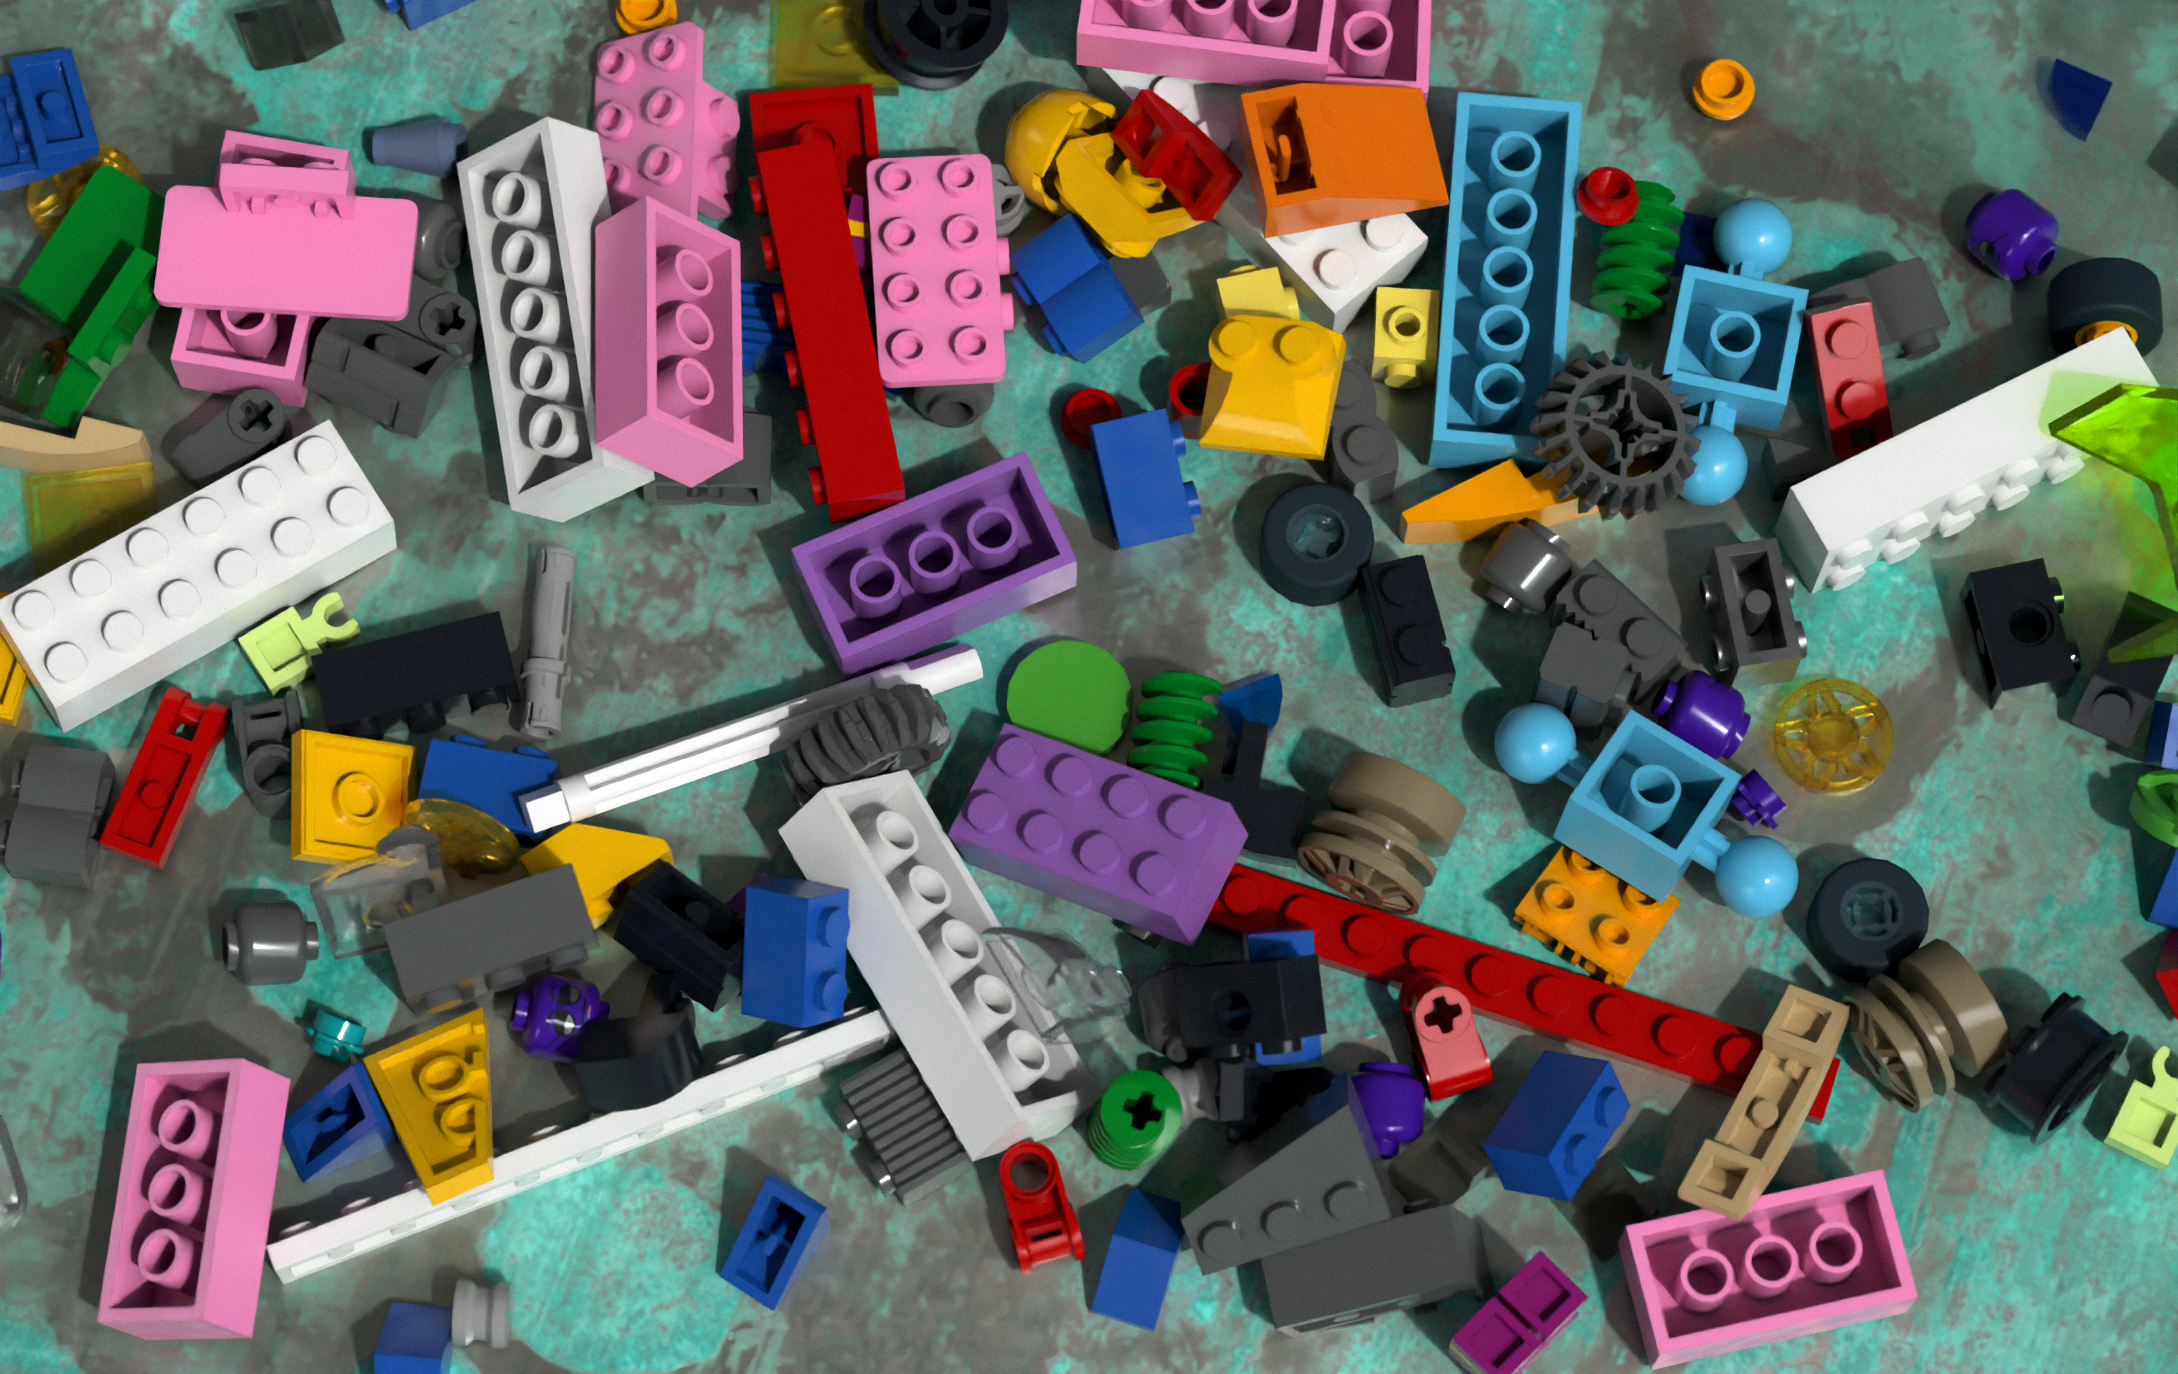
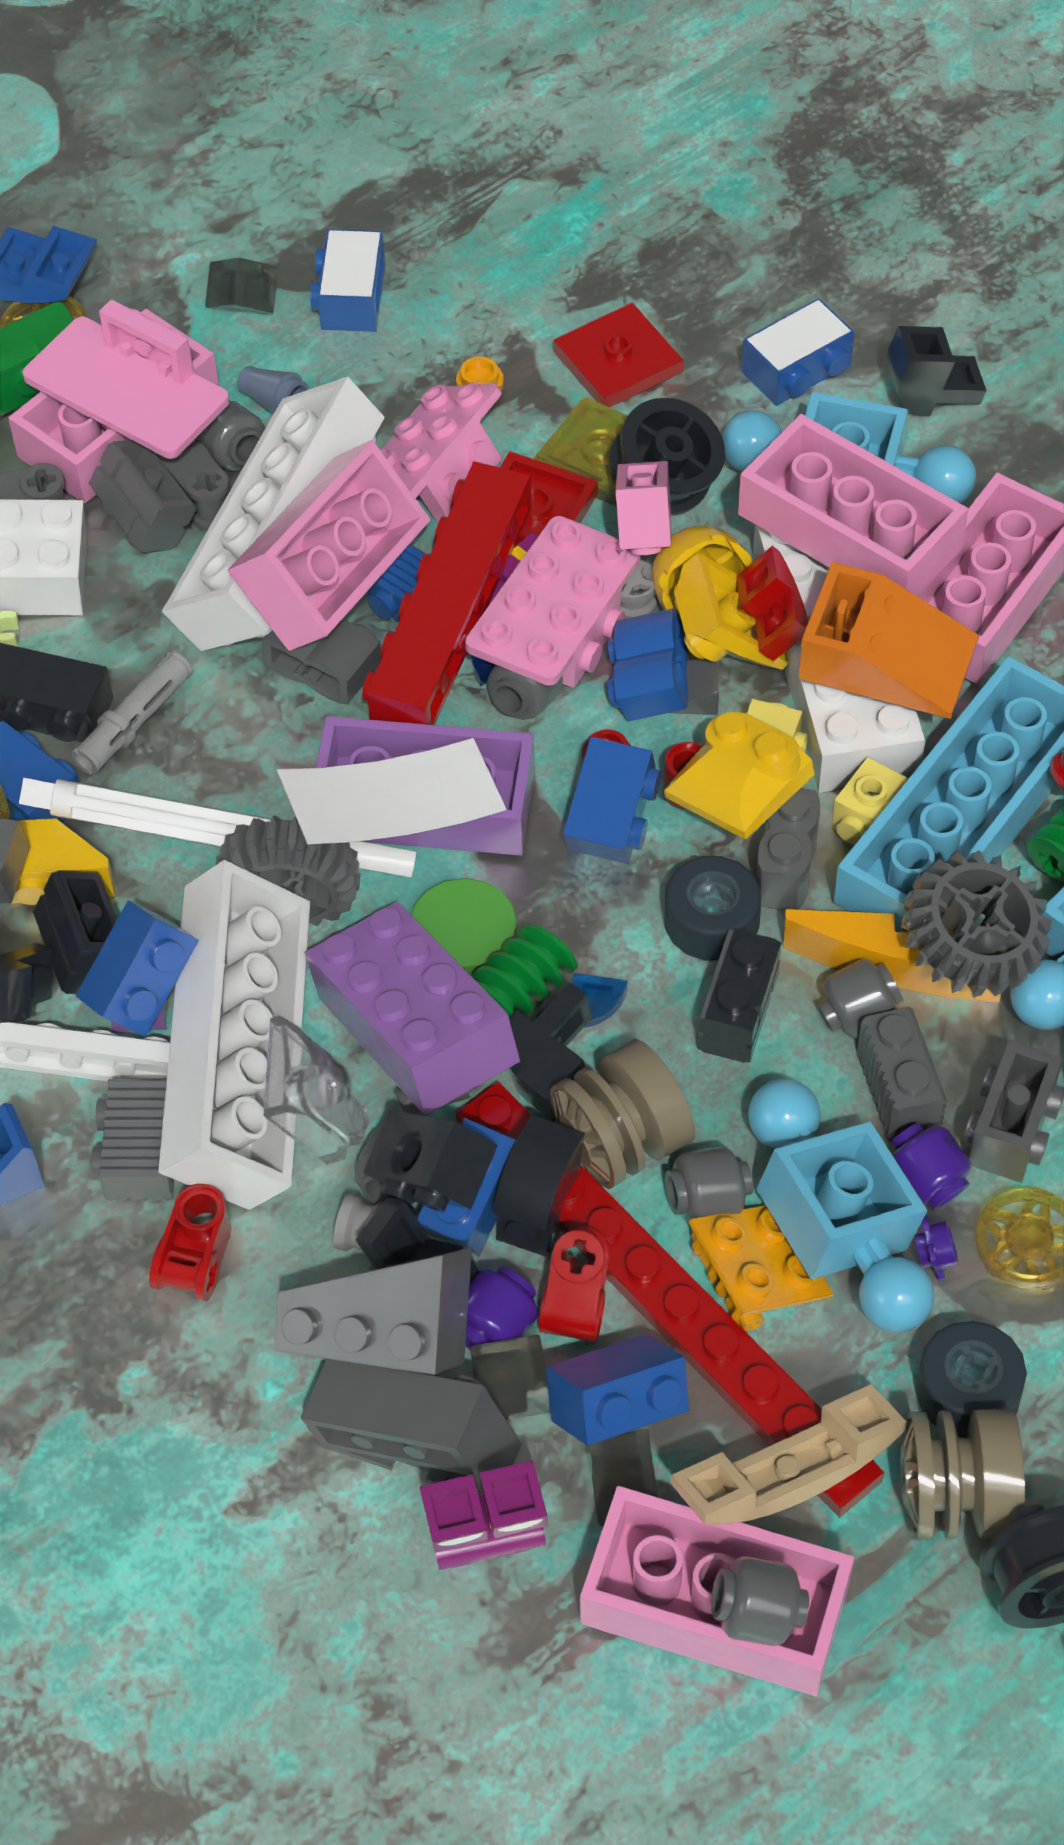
camera: 35 degrees right, 15 degrees down
(934, 608) = (392, 795): none -> white sticker
(970, 107) = (643, 507): none -> bright pink brick
(1110, 1126) = (299, 1212): green piece -> none
(1140, 1260) = (237, 1325): blue slope -> none
(1350, 955) = (536, 1184): none -> black brick
(1503, 858) = (708, 1183): none -> dark grey head
(1585, 680) = (846, 1080): dark grey brick -> none
(1833, 1267) = (759, 1601): none -> dark grey head

